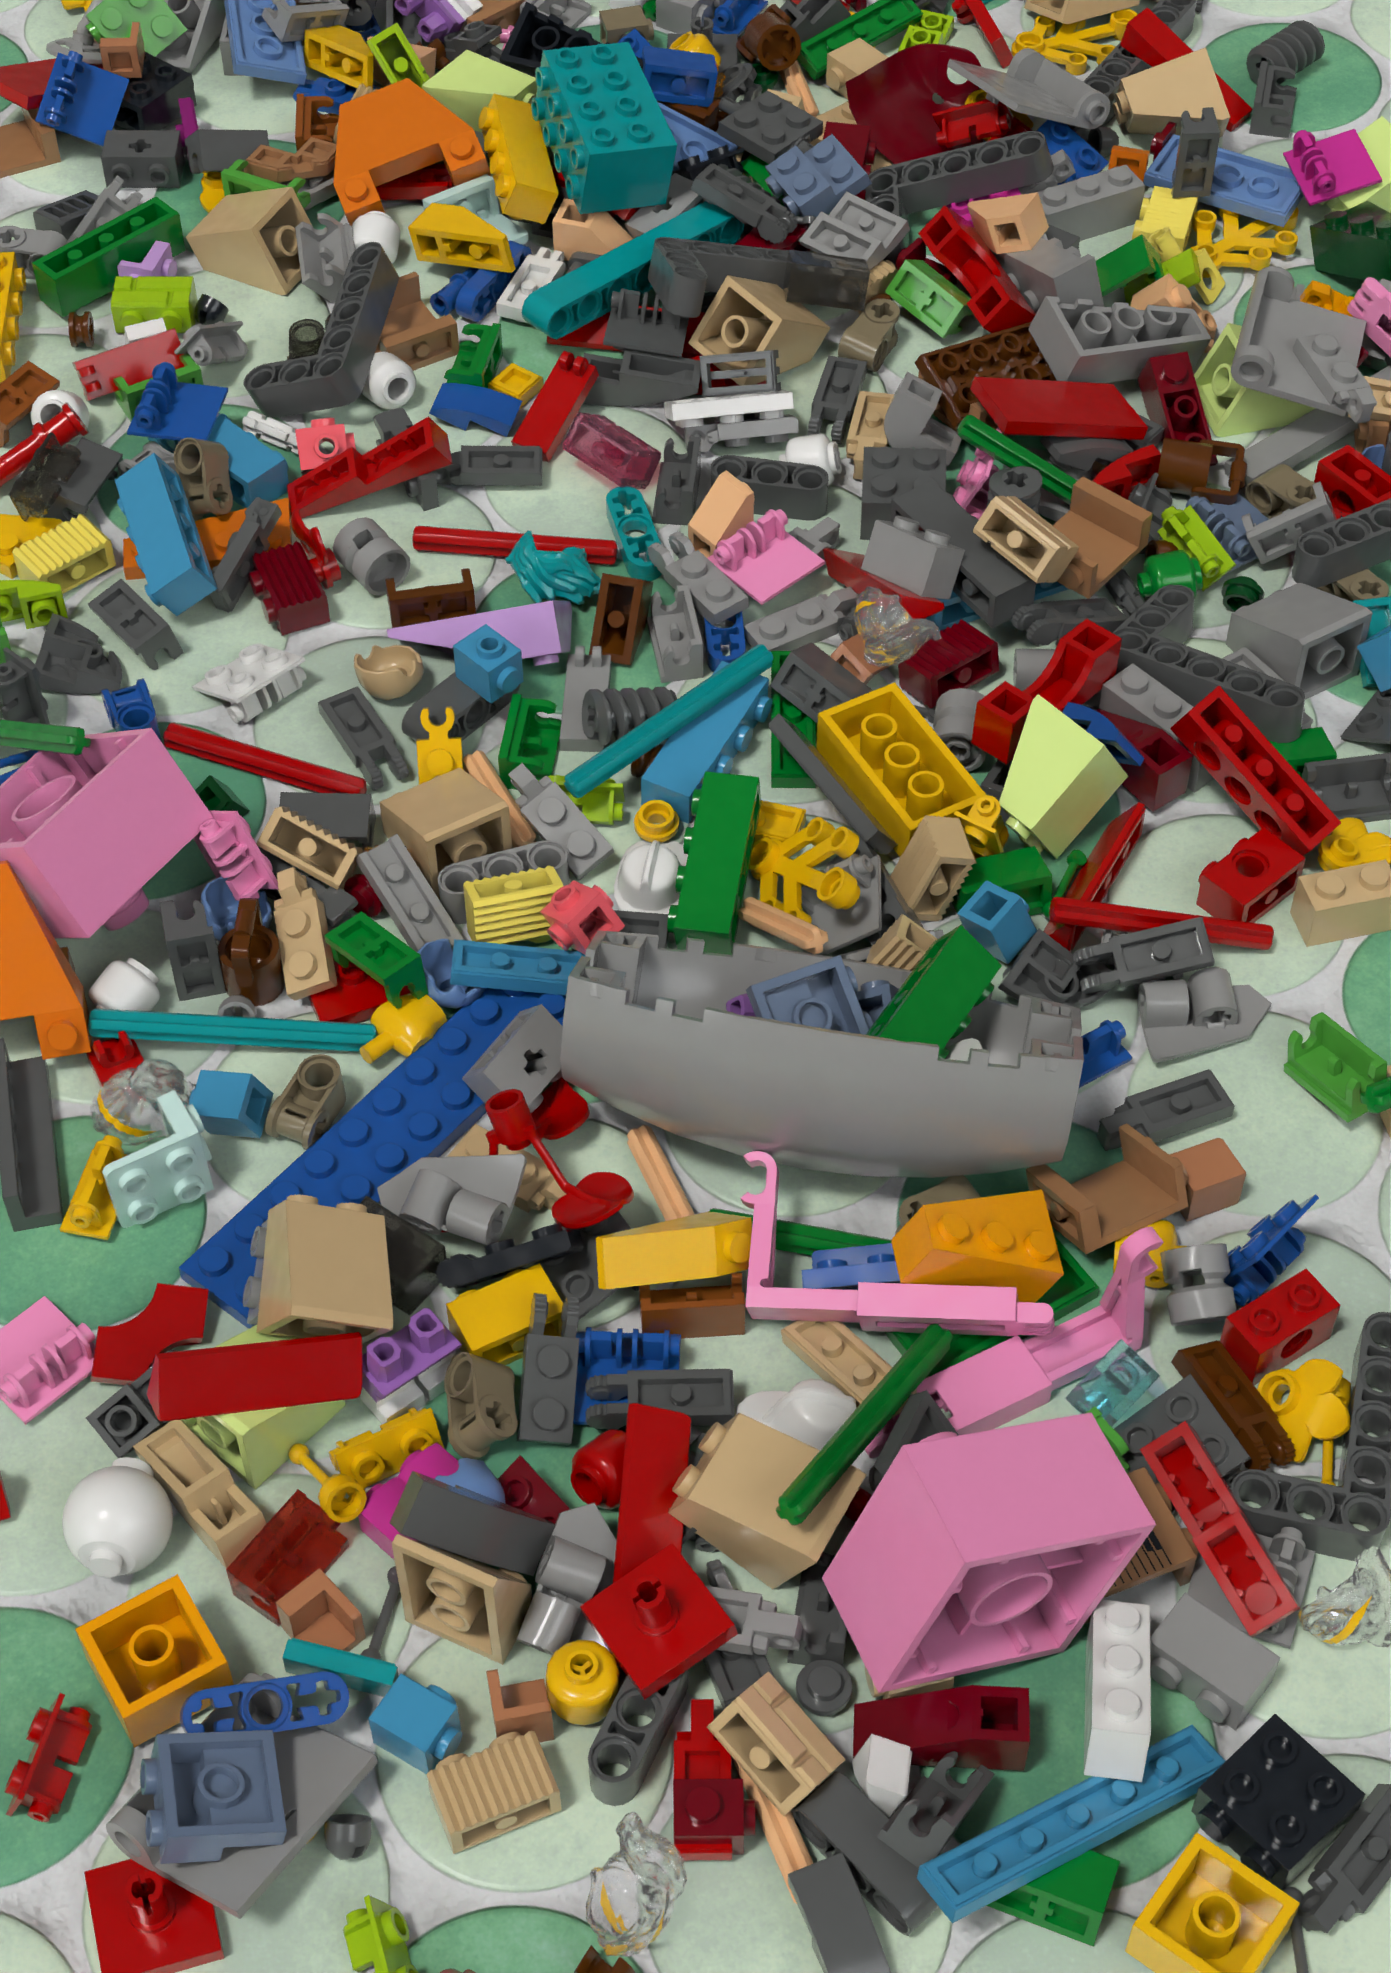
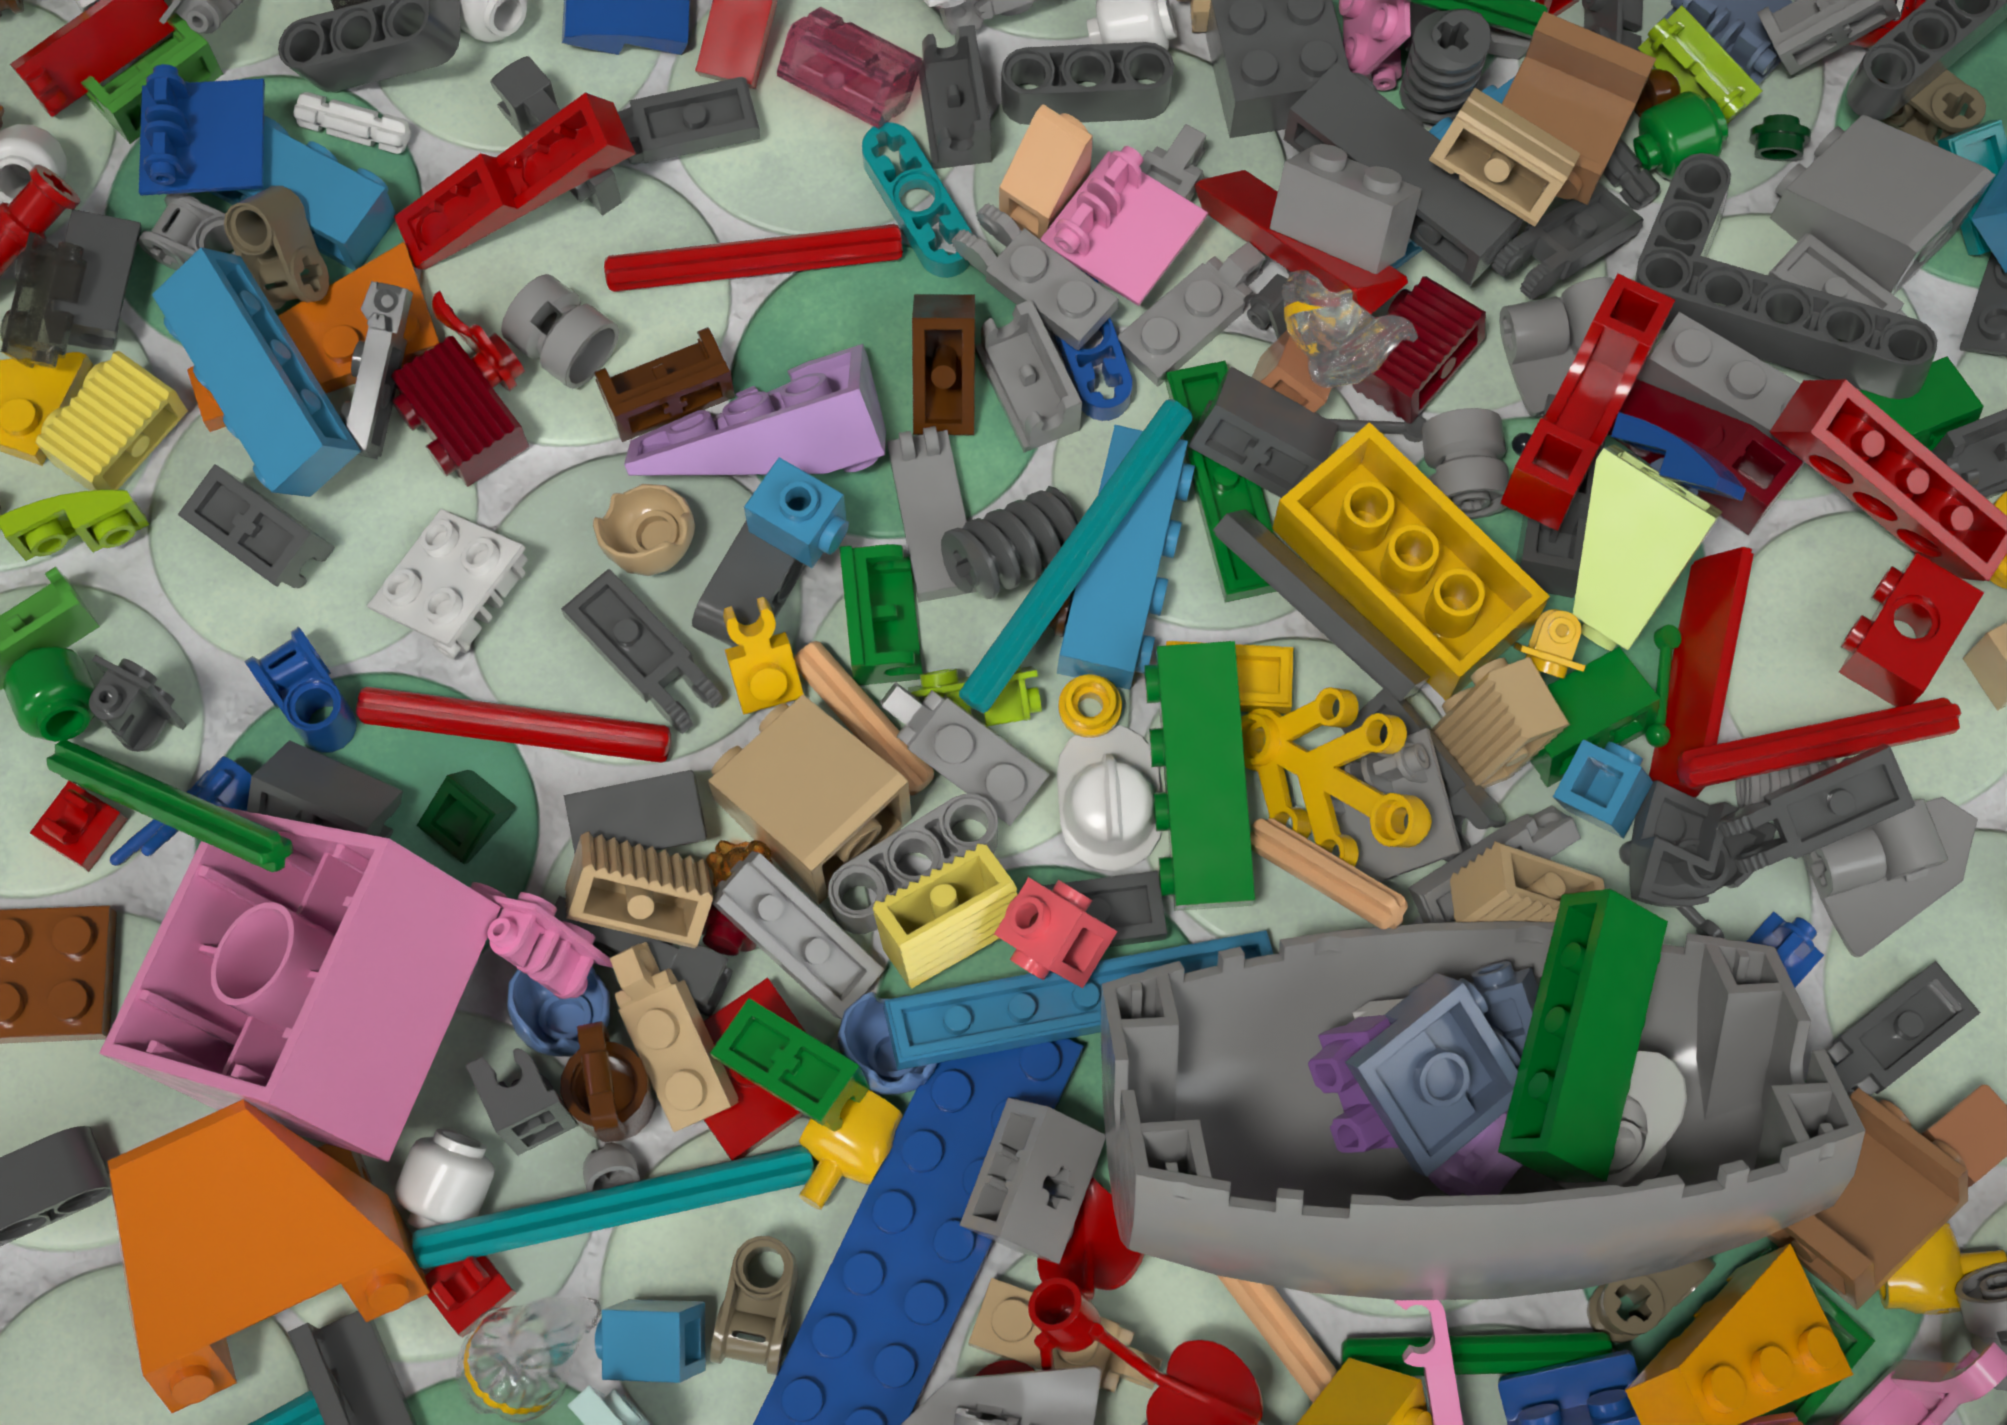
camera: 15 degrees left, 20 degrees up
(75, 661) = (184, 604): dark grey brick -> none
(311, 438) = (423, 128): coral brick -> none
(553, 573) = (832, 306): teal hair -> none

